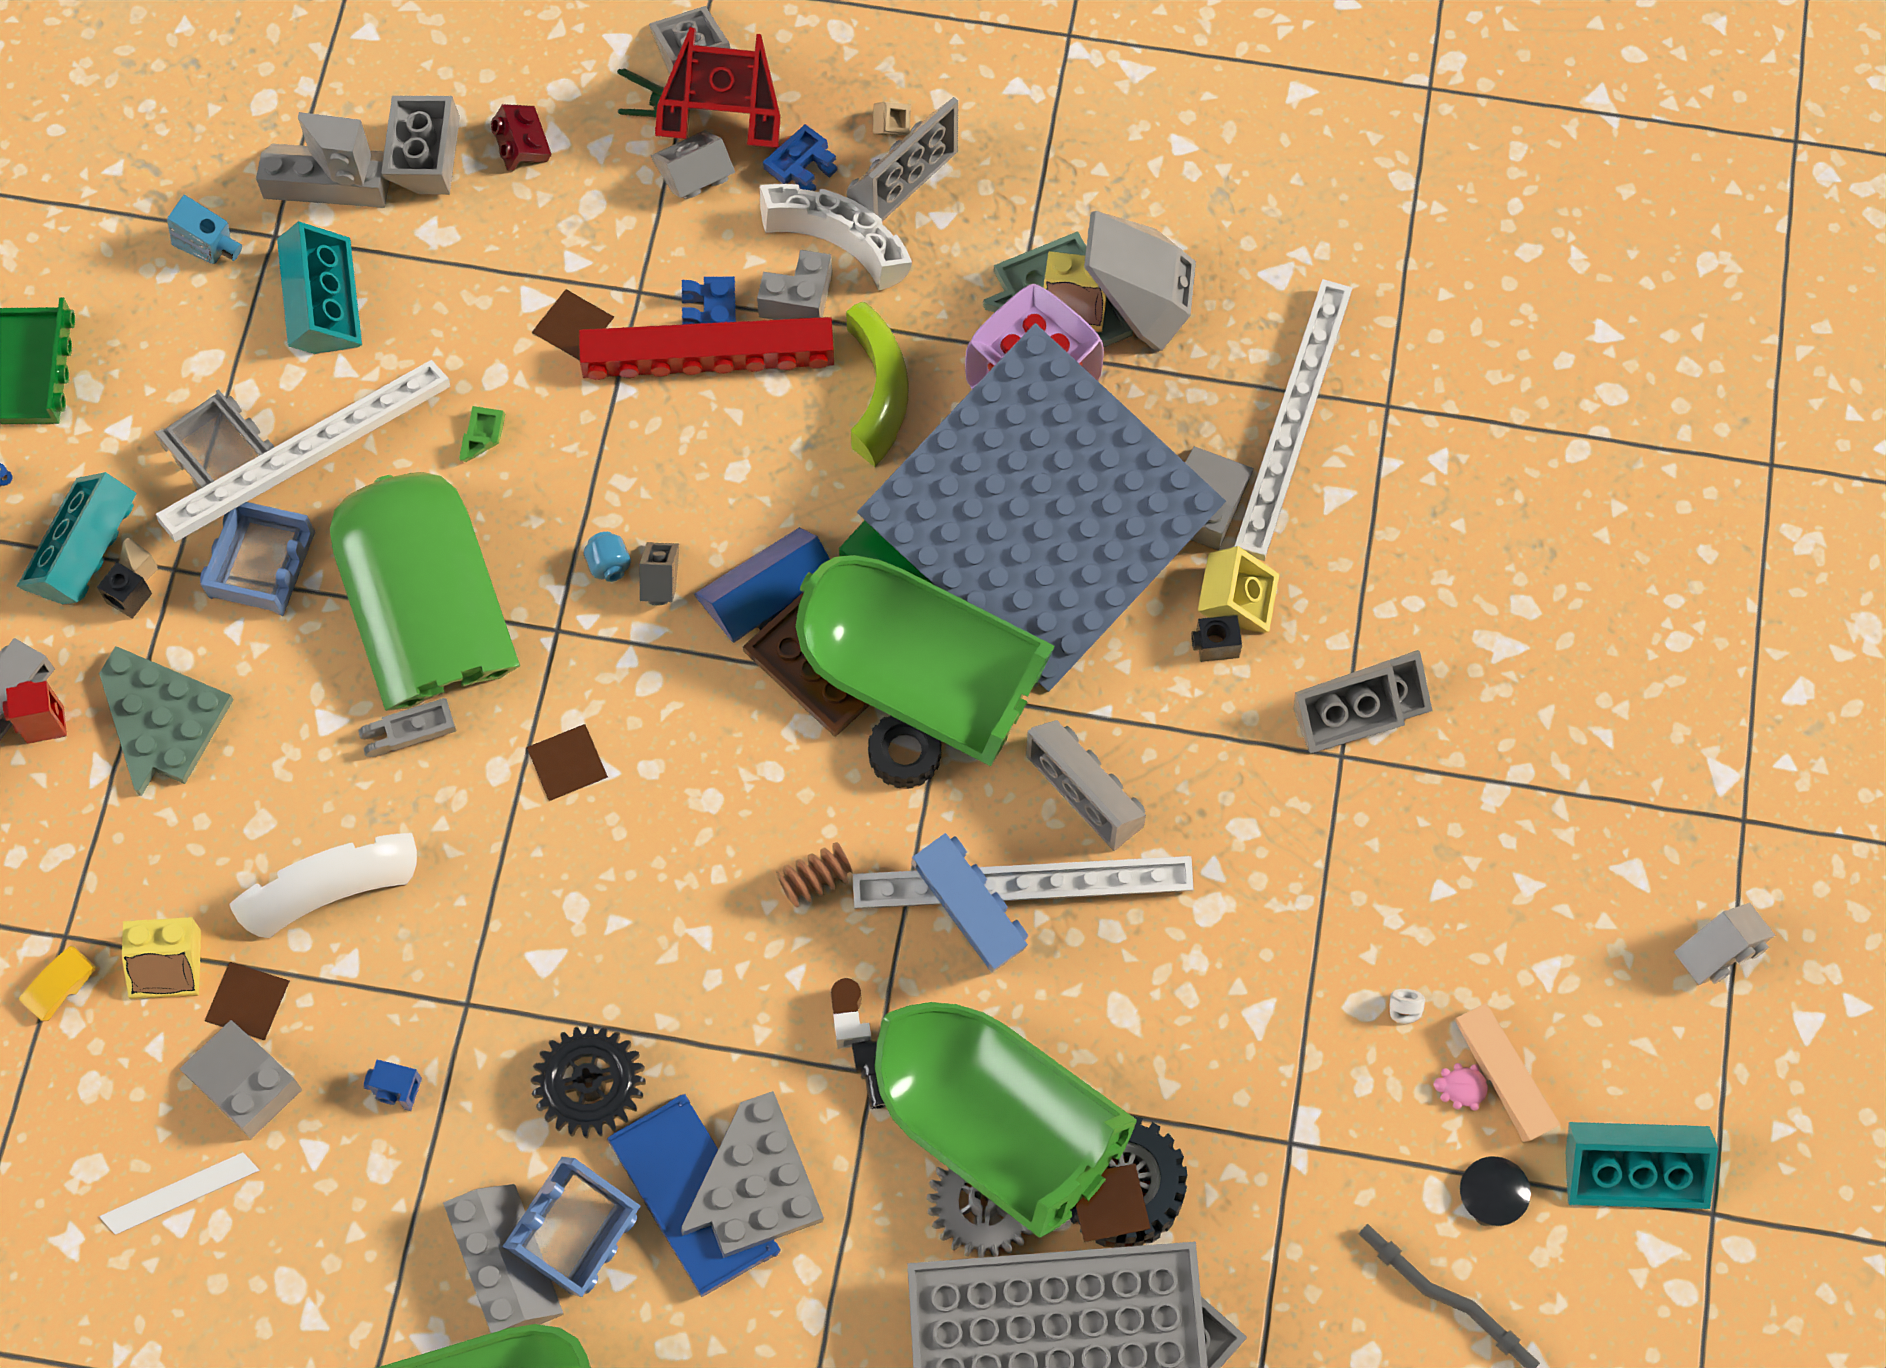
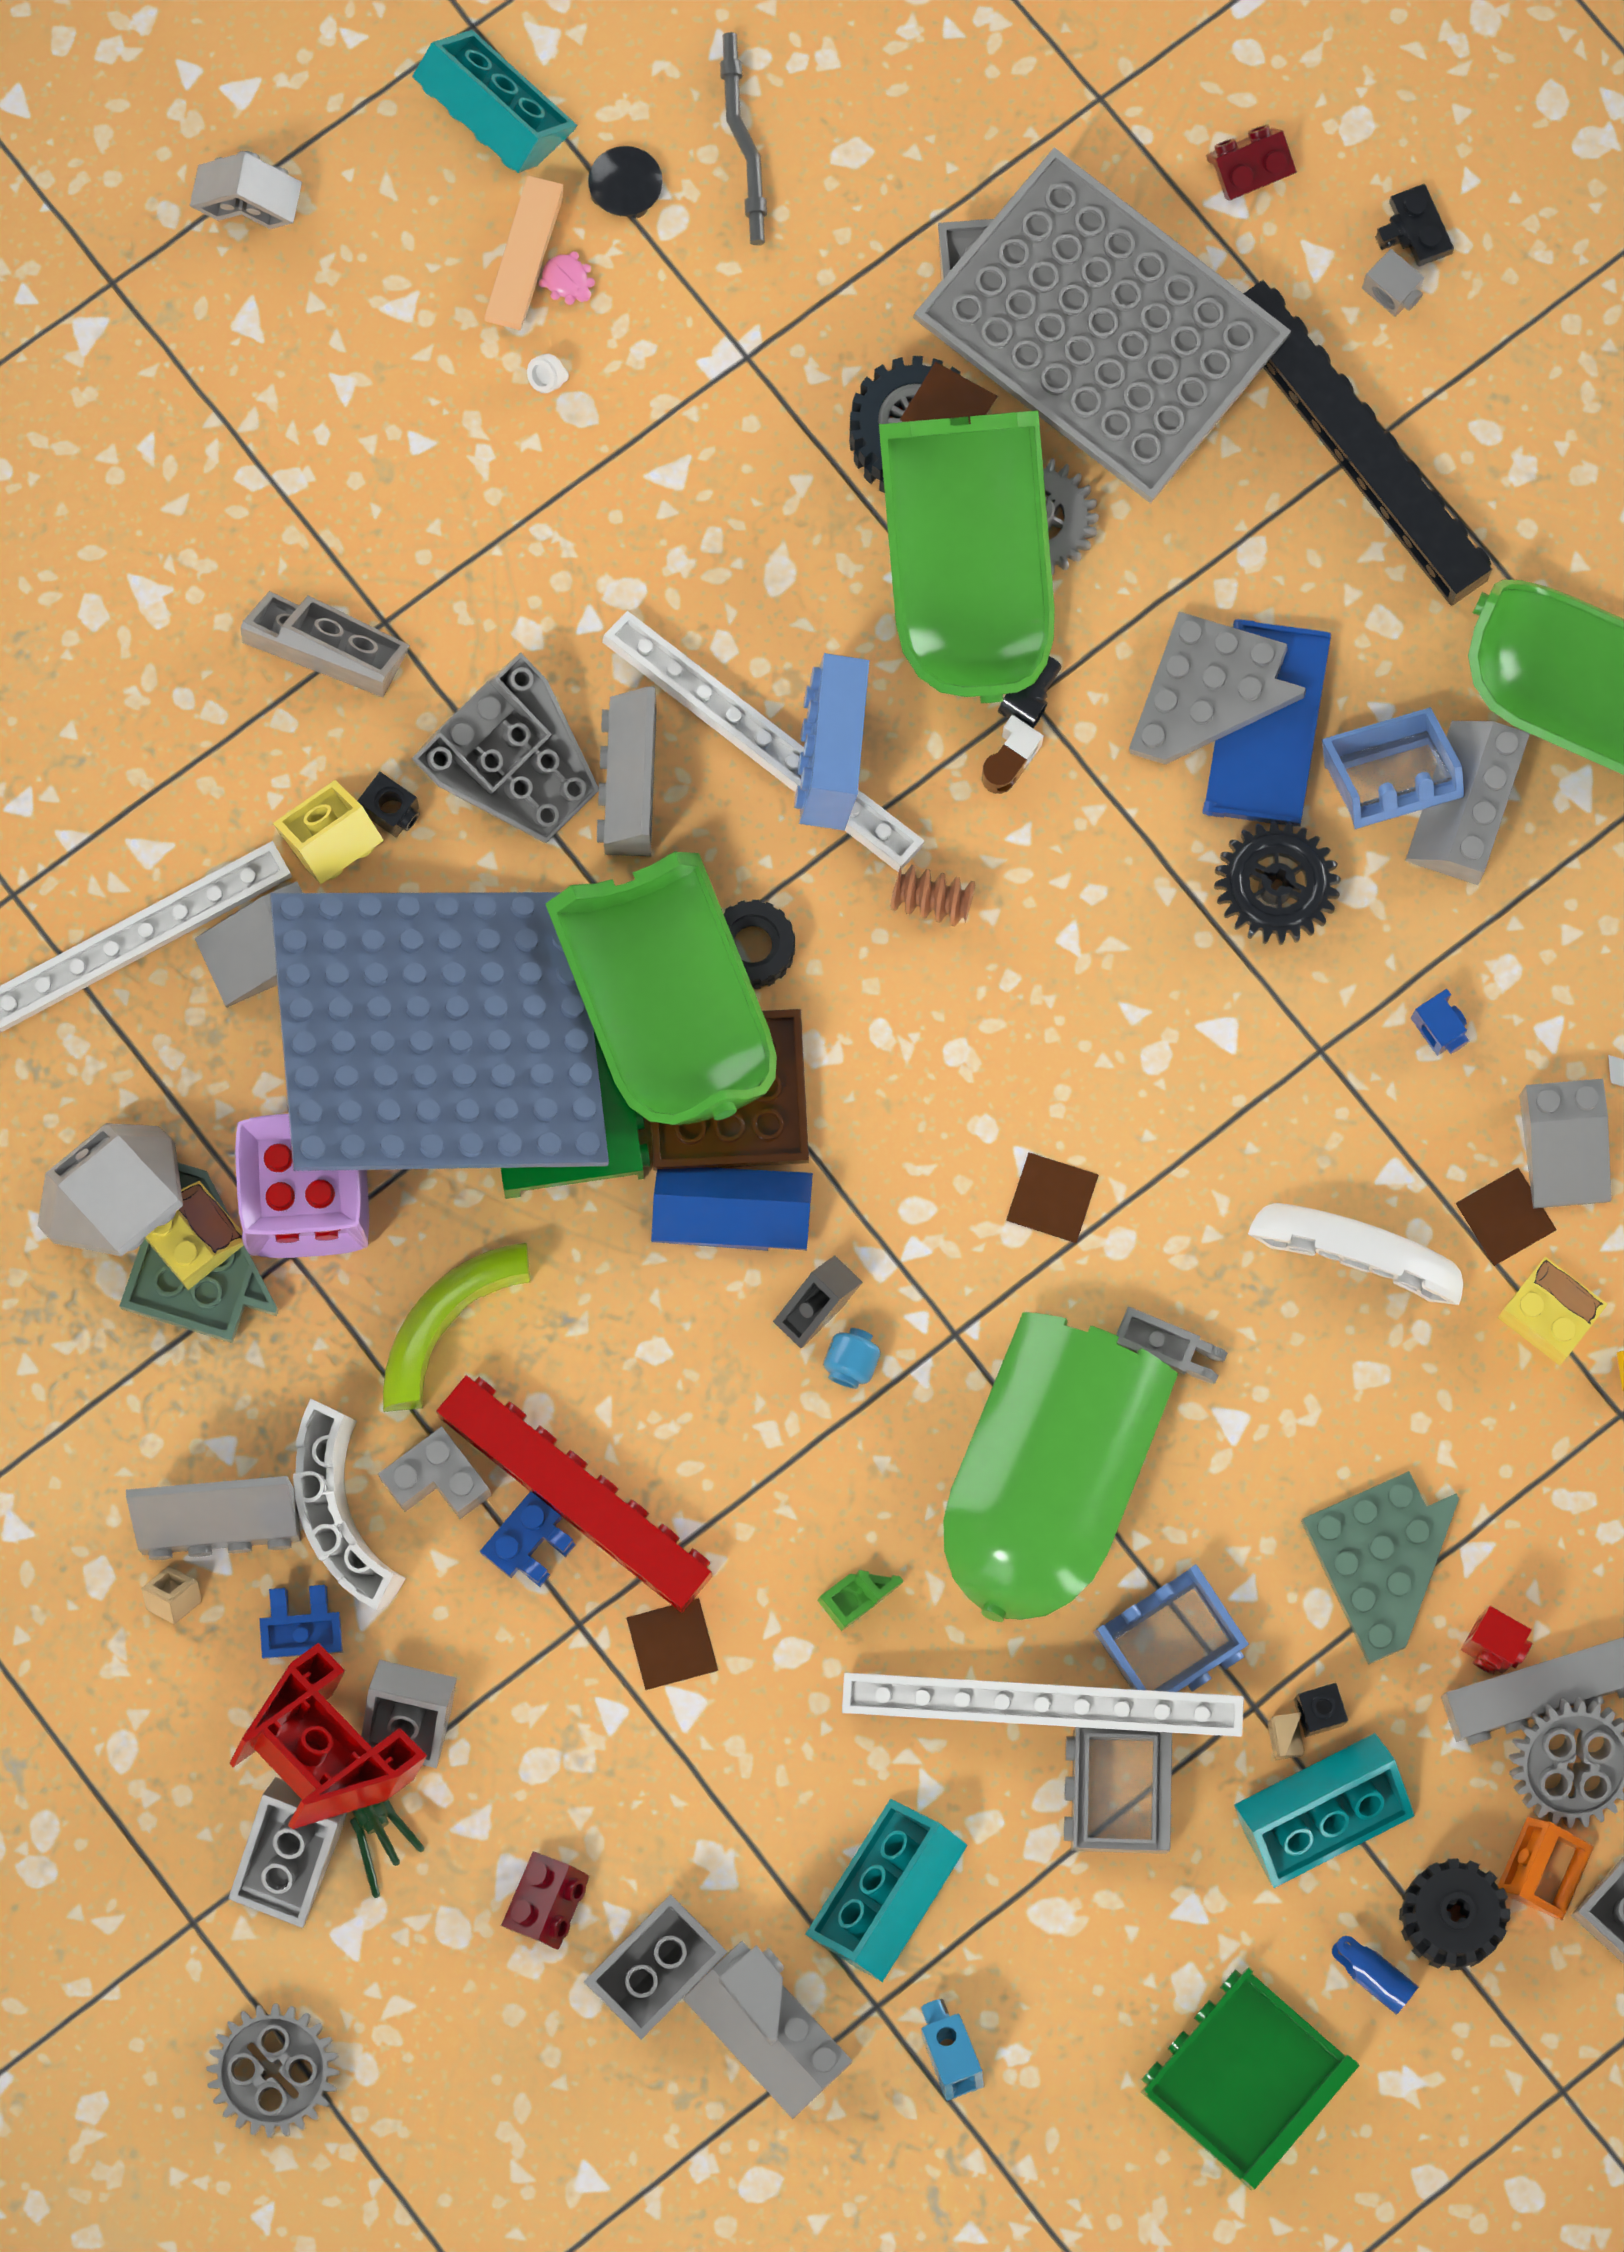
camera: 140 degrees left, 10 degrees up
(1174, 730) = (512, 754): none -> light grey wedge

